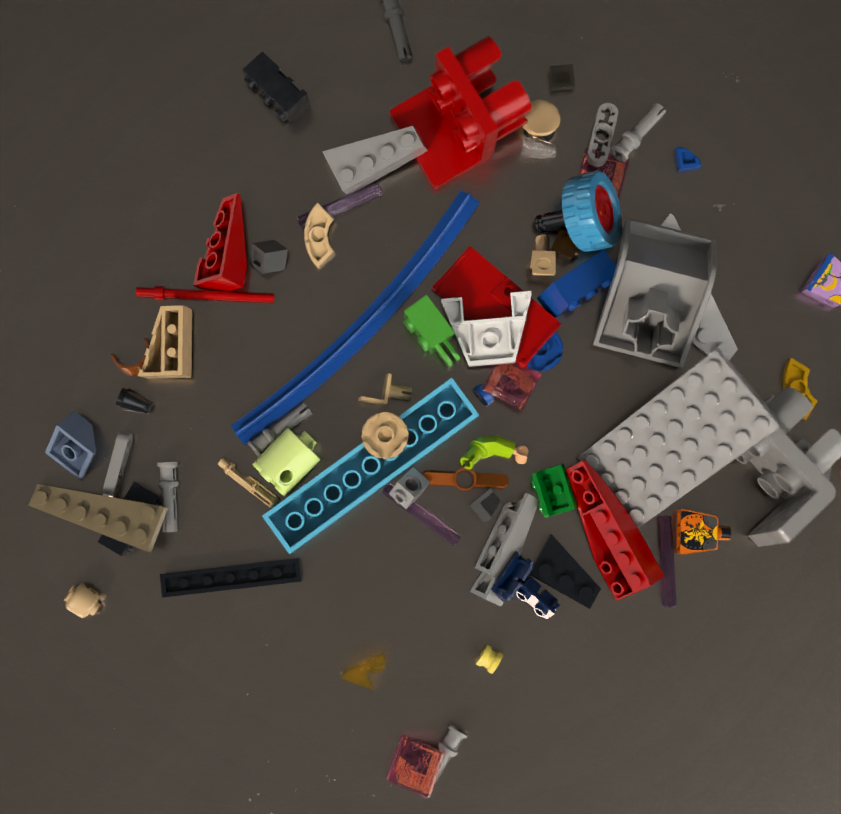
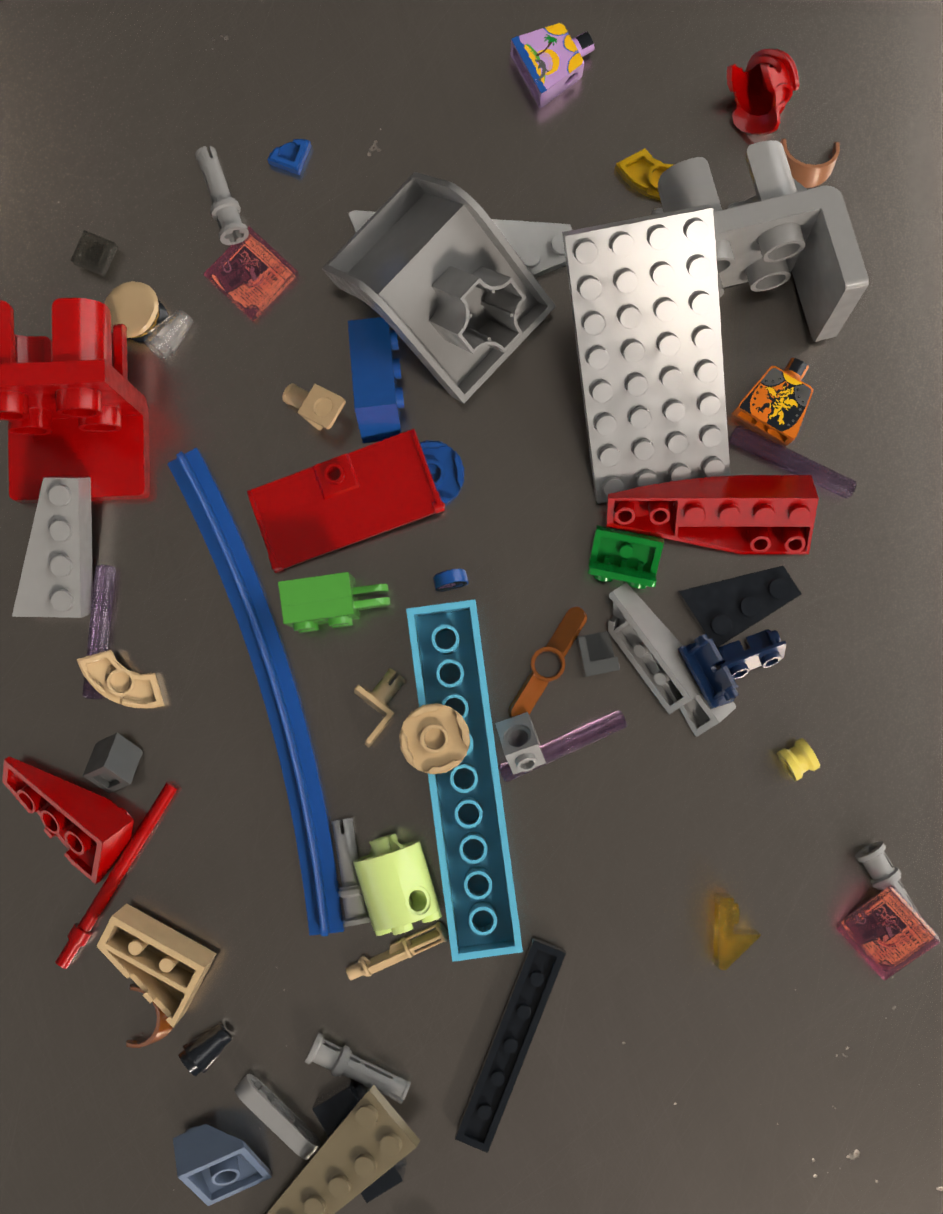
camera: 55 degrees left, 0 degrees up
(492, 339) = (383, 531): white wing -> none
(493, 445) = (523, 604): lime arm -> none
(511, 384) = (454, 535): clear pink tile -> none
(564, 247) = (316, 366): dark brown brick -> none
(588, 212) = (289, 313): dark azure wheel -> none
(605, 144) = (192, 230): light grey beam -> none

